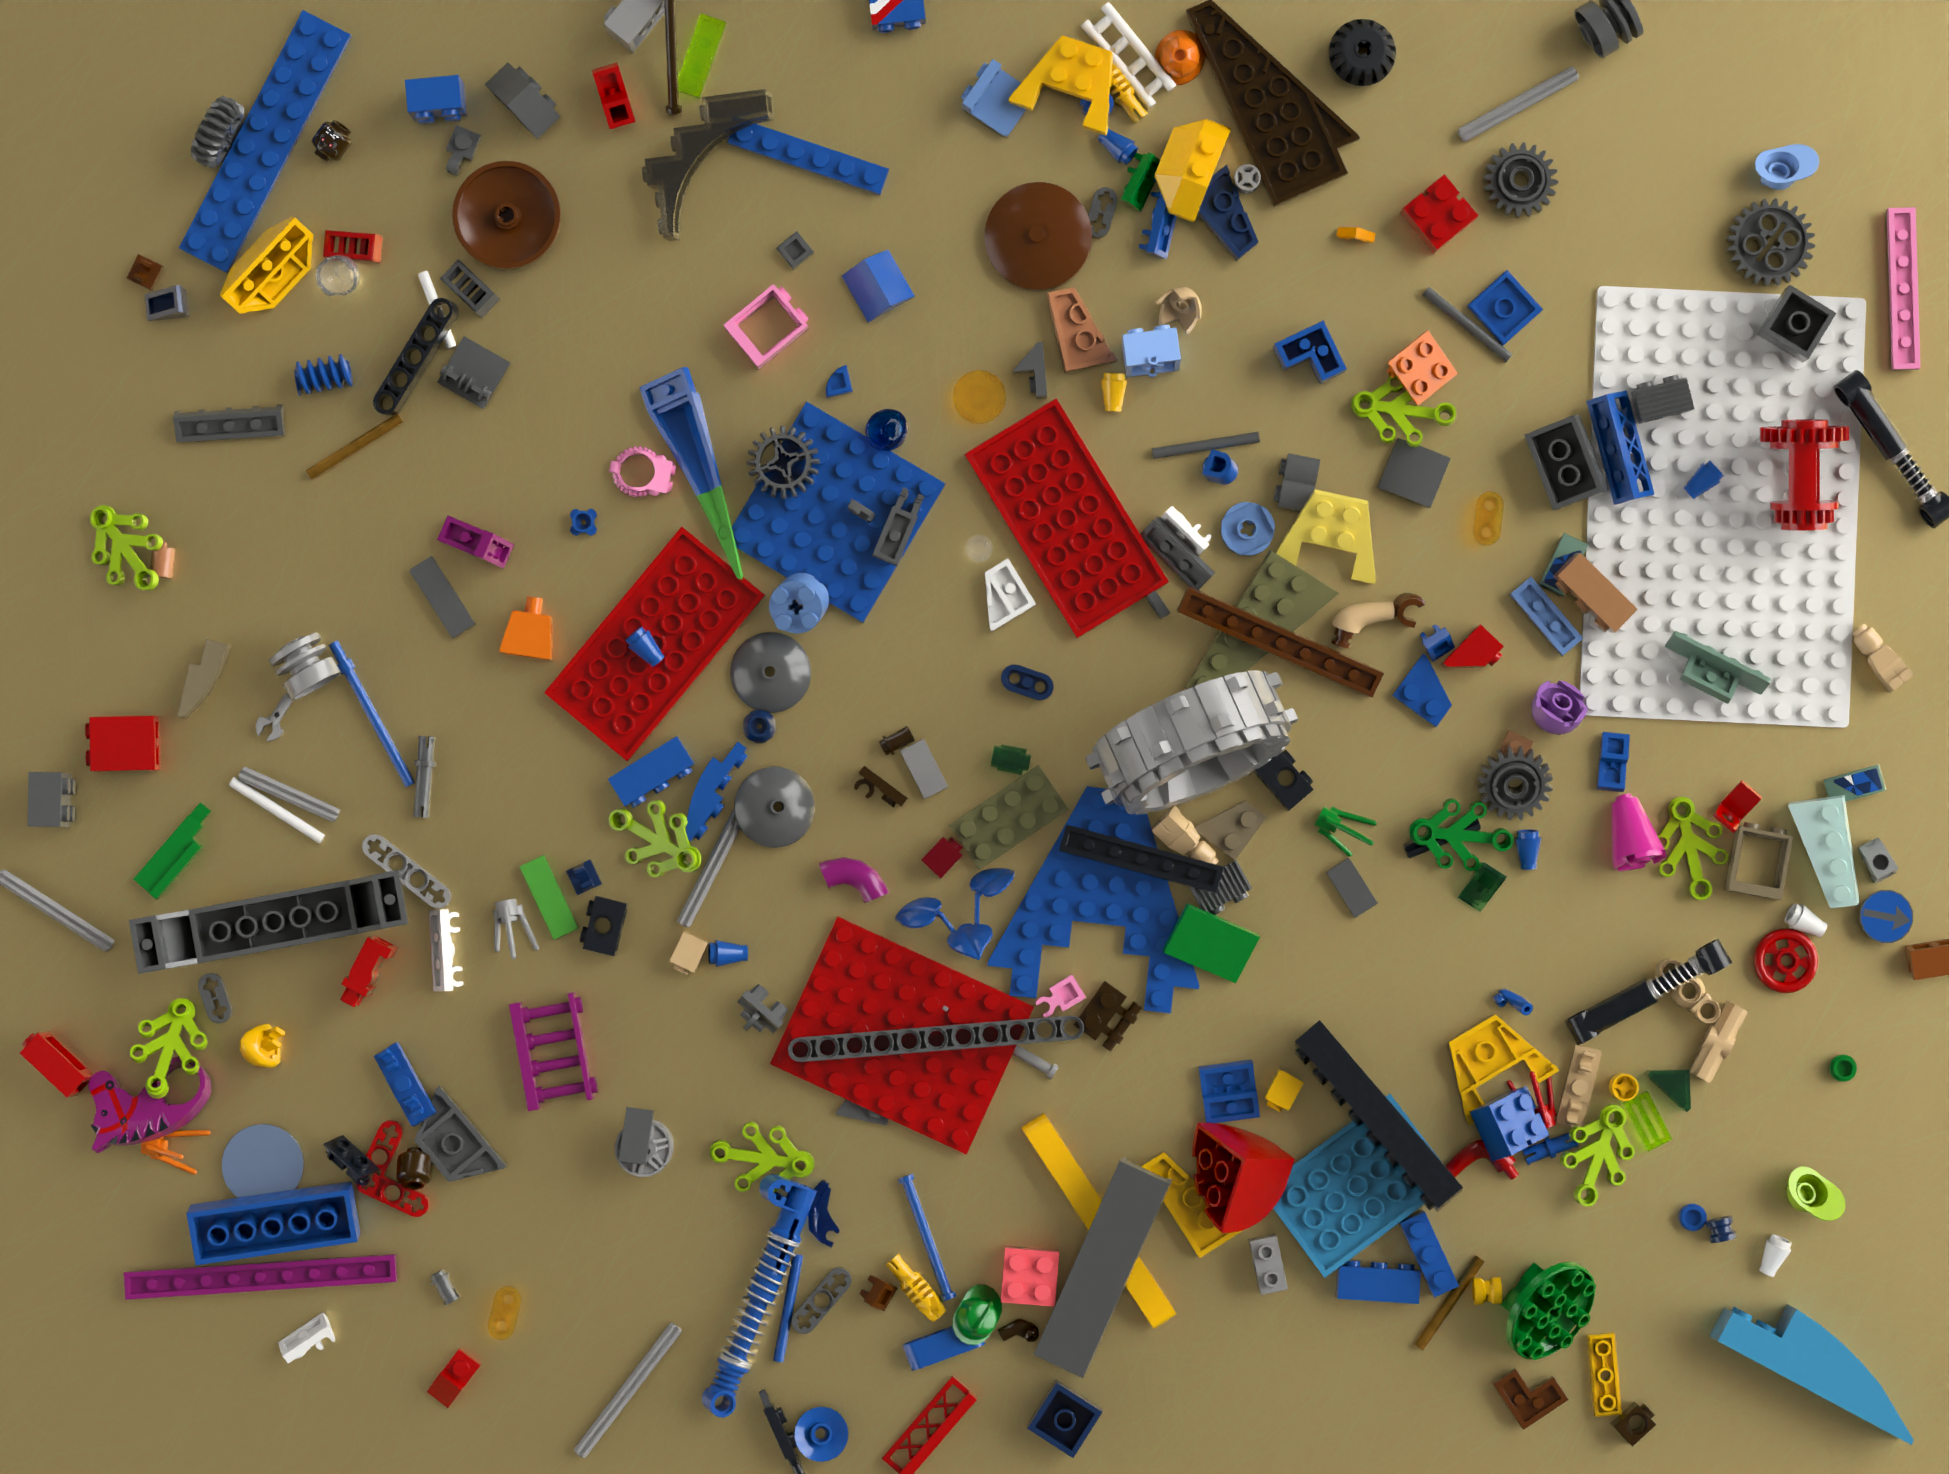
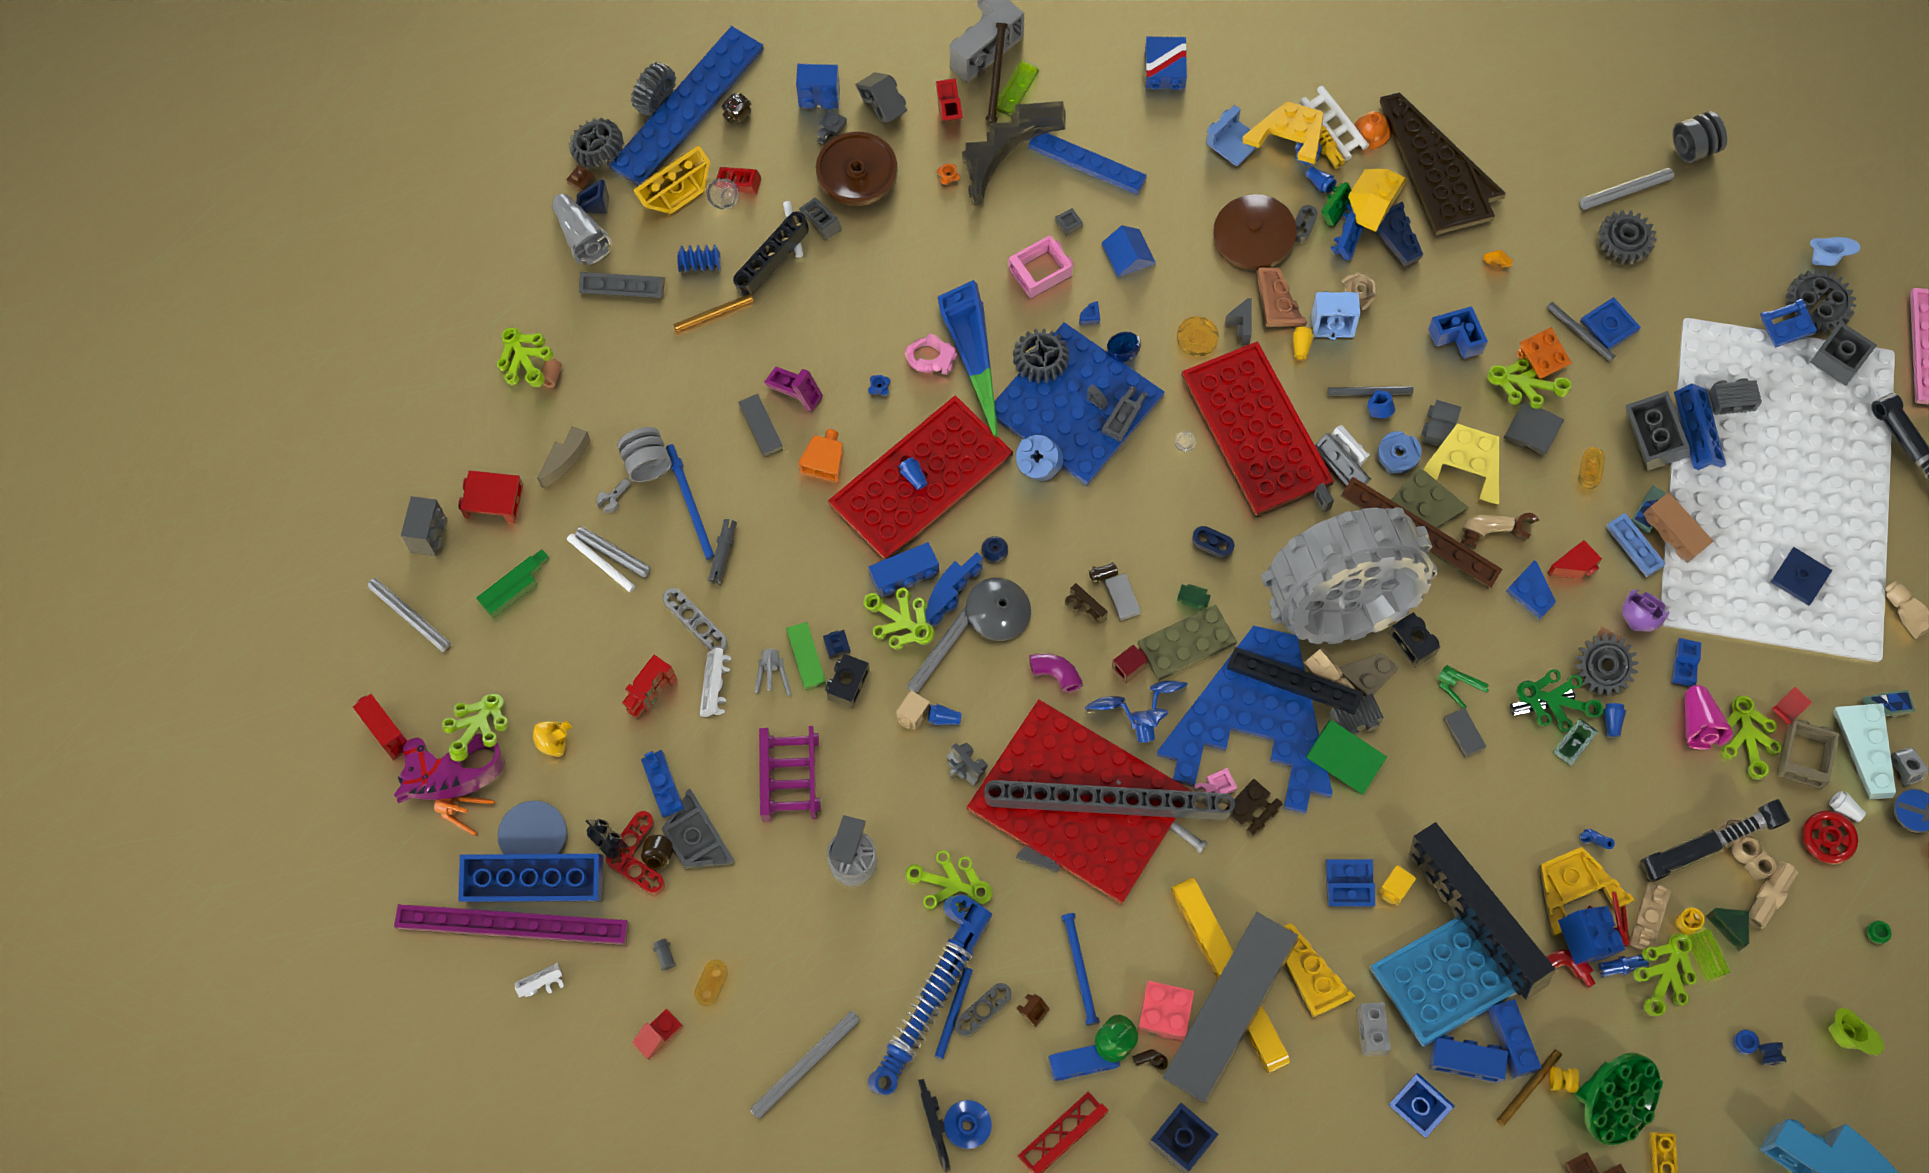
camera: 10 degrees right, 20 degrees down
(157, 241) = (599, 147): none -> dark grey gear
(161, 357) = (581, 232): none -> light grey cone
(209, 1000) = (516, 698): dark grey beam -> none
(268, 922) = (576, 639): dark grey slope -> none
(473, 372) = (812, 273): dark grey hinge -> none
(631, 193) = (948, 169): none -> orange plate
(790, 677) = (1009, 523): dark grey dish -> none
(819, 1218) = (990, 939): clear blue piece -> none
(917, 1289) = (1066, 1011): yellow hinge -> none
(1005, 594) = (1203, 476): white wing -> none
(1238, 1175) = (1353, 948): red brick -> none
(1250, 175) = (1417, 207): light grey wheel -> none
(1327, 1342) = (1421, 1105): none -> blue slope
(1364, 68) = (1511, 137): black wheel -> none
(1438, 643) = (1547, 553): blue tile -> none
(1439, 214) = (1563, 251): red piece -> none
(1703, 479) = (1767, 457): blue cone -> none
(1714, 671) = (1774, 597): sand green bracket -> none
(1732, 292) = (1790, 329): none -> blue plate
(1748, 633) = (1801, 576): none -> dark blue plate
(1774, 1254) = (1819, 1083): white cone -> none
(1804, 440) = (1851, 431): red piece -> none

